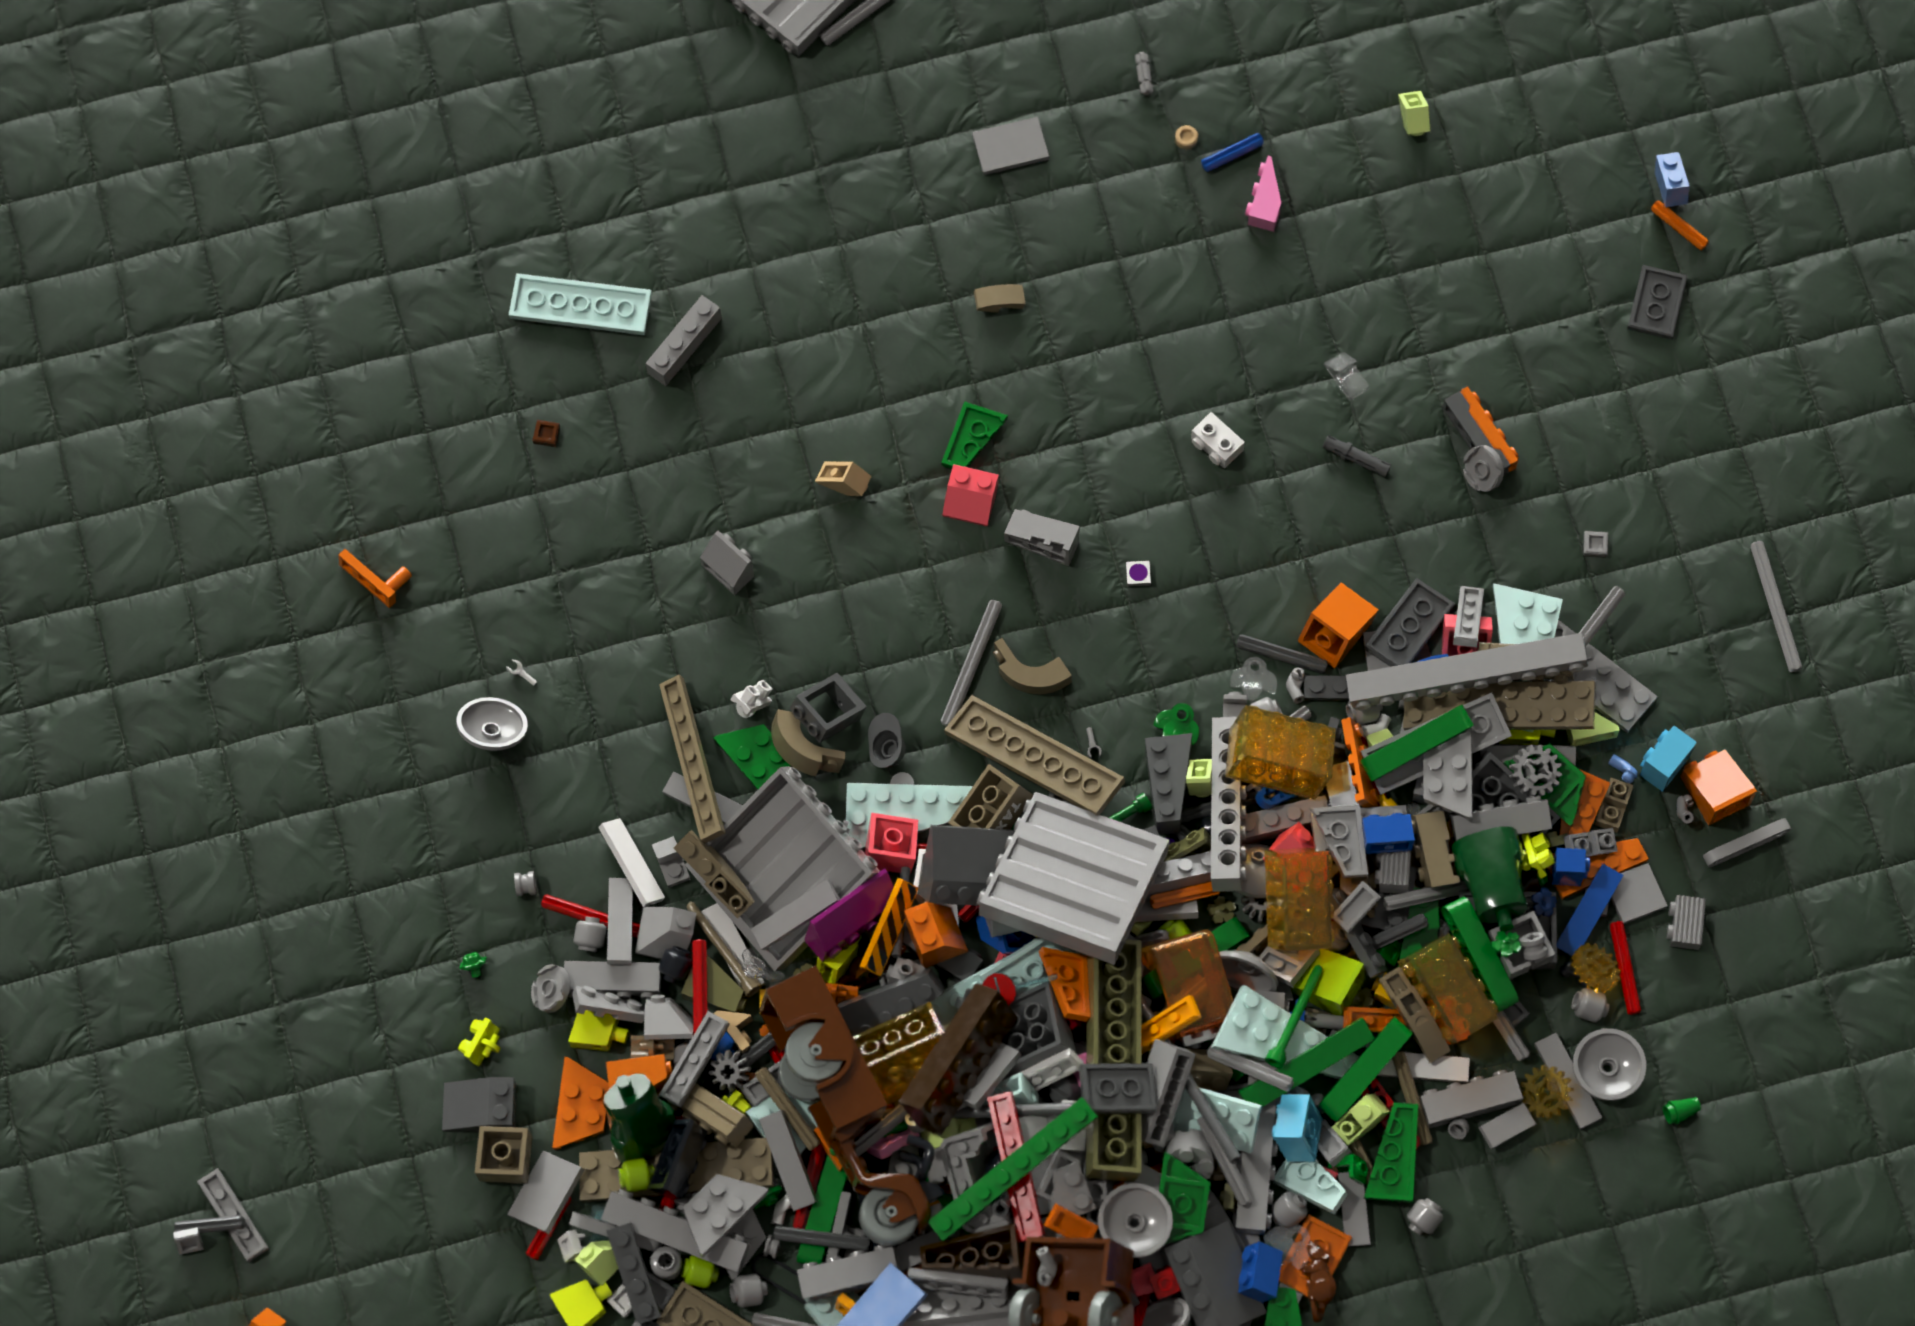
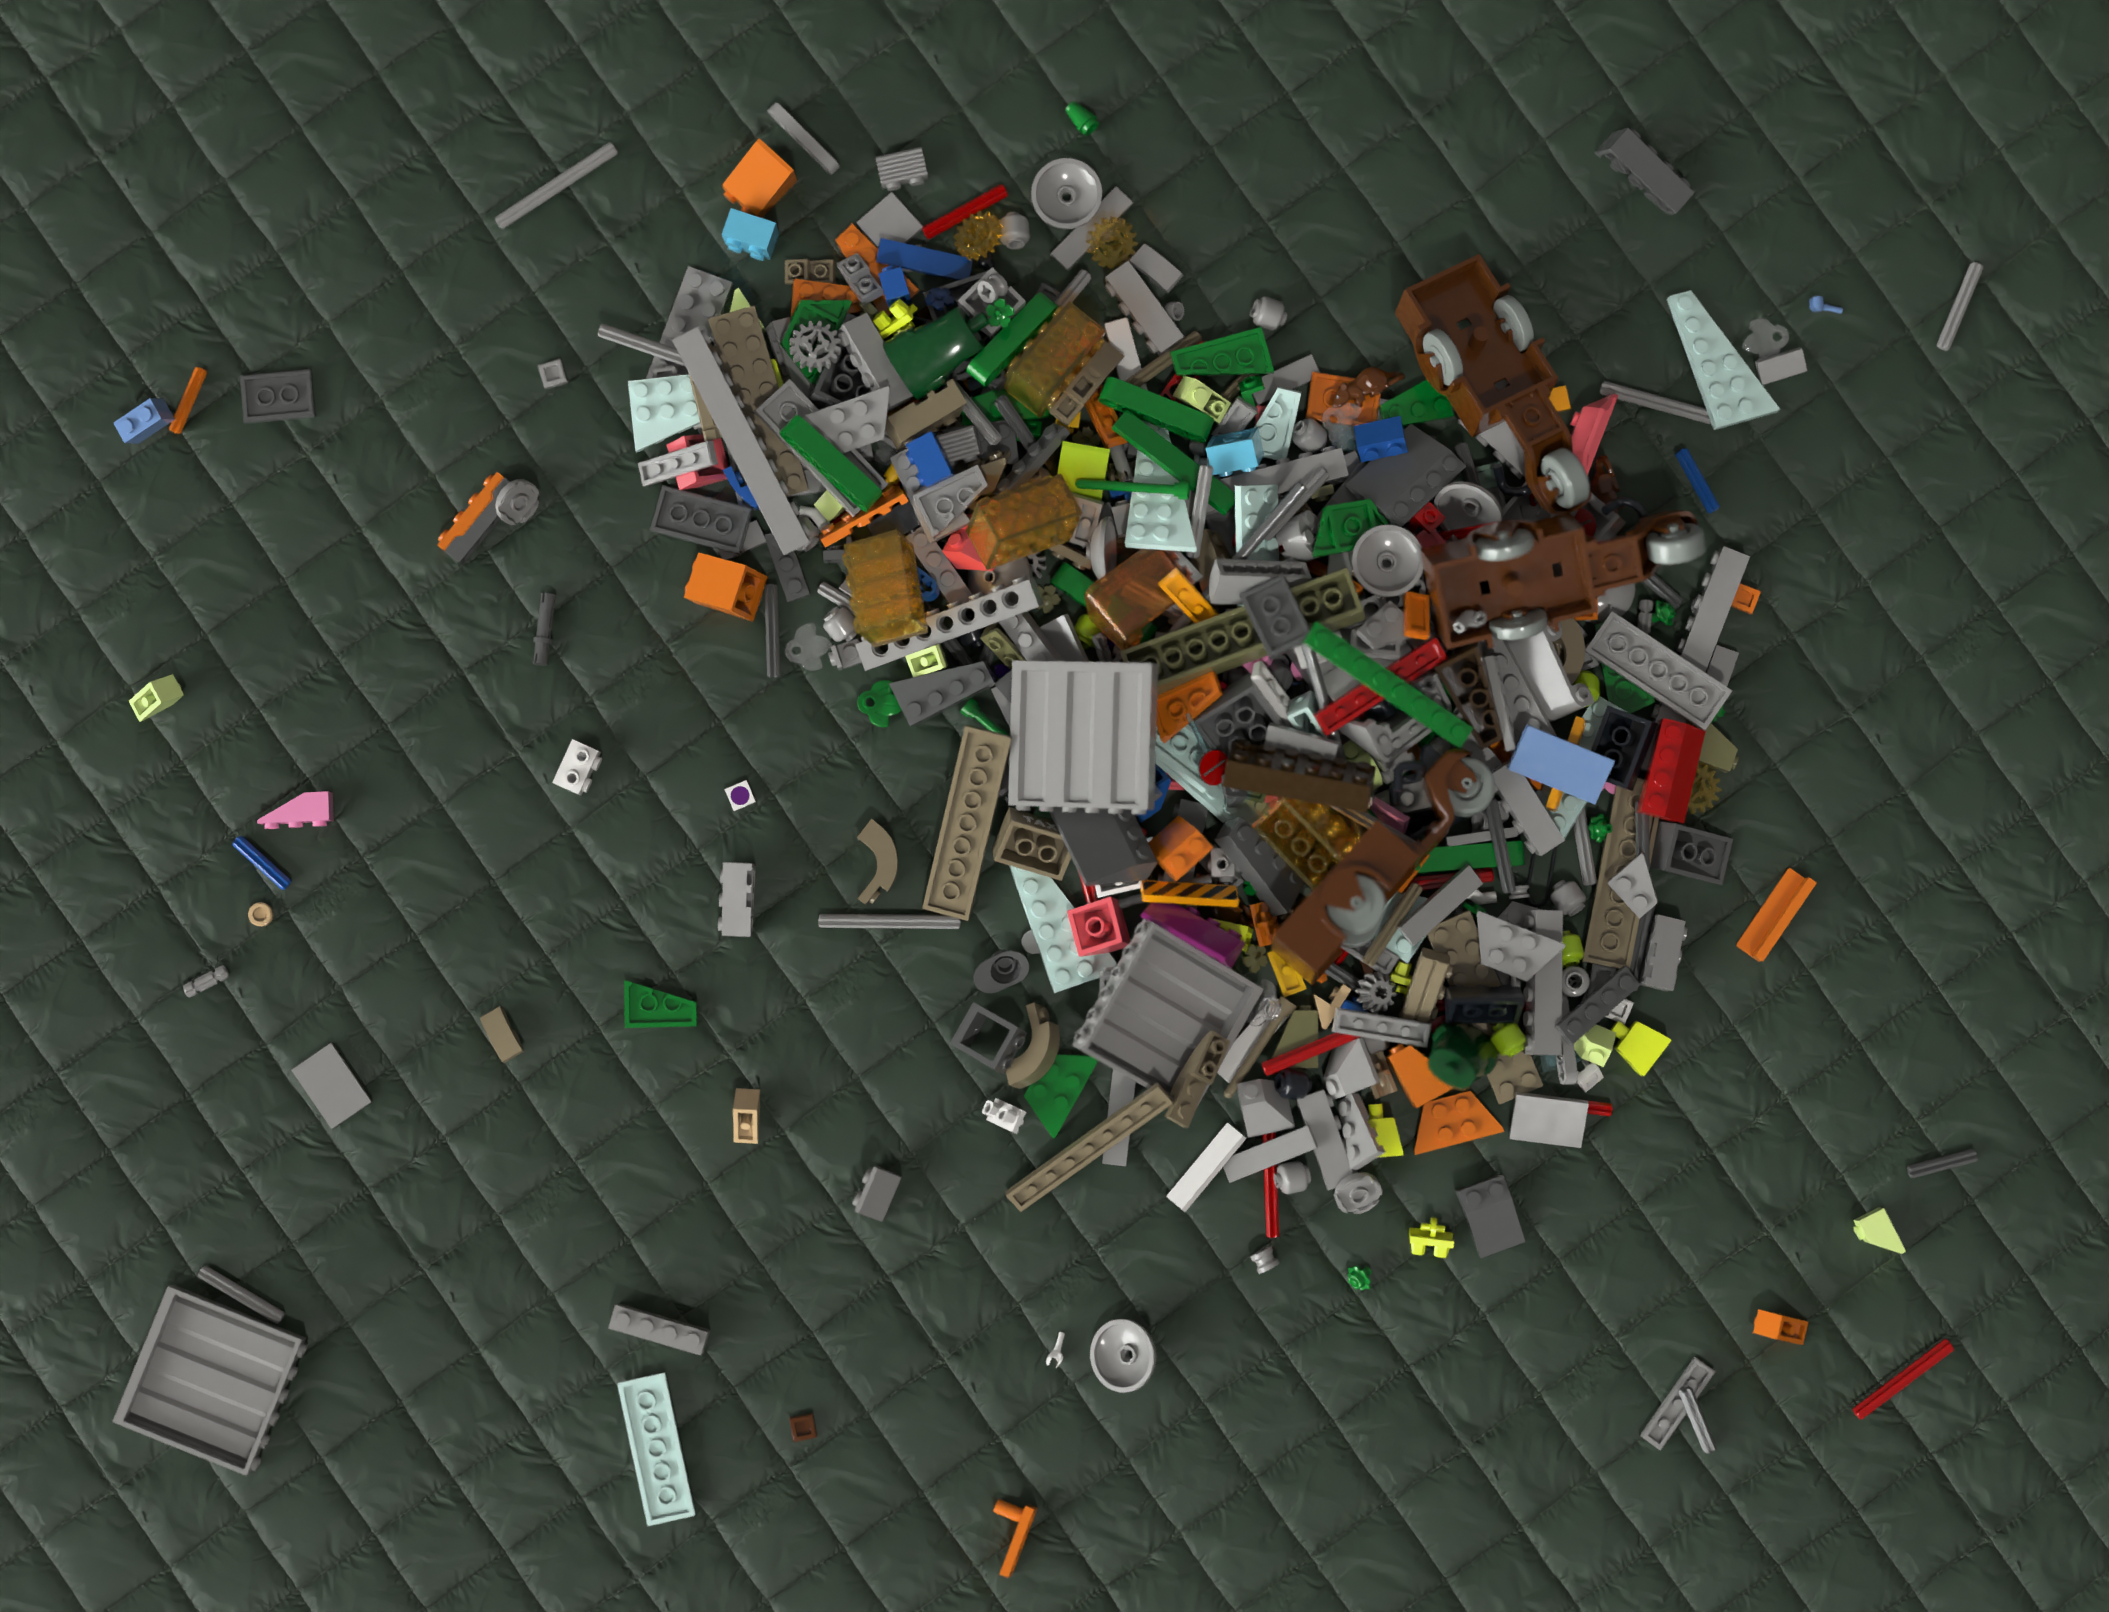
camera: 115 degrees left, 15 degrees up
(188, 1240) = (1719, 1433): light grey tile -> none
(503, 1154) = (1531, 1172): dark tan brick -> none
(670, 862) = (1182, 1138): light grey slope -> none
(795, 914) = (1210, 985): light grey tile -> none
(970, 495) = (720, 985): coral slope -> none
(1092, 744) = (927, 777): light grey hand -> none
(1182, 895) = (1051, 634): orange axle -> none
(1294, 685) = (799, 608): light grey arm -> none
(1346, 375) = (462, 668): clear slope -> none
(1356, 906) = (1011, 465): light grey tile -> none
(1625, 767) = (769, 274): medium blue arm -> none
(1683, 803) = (794, 207): light grey arm -> none

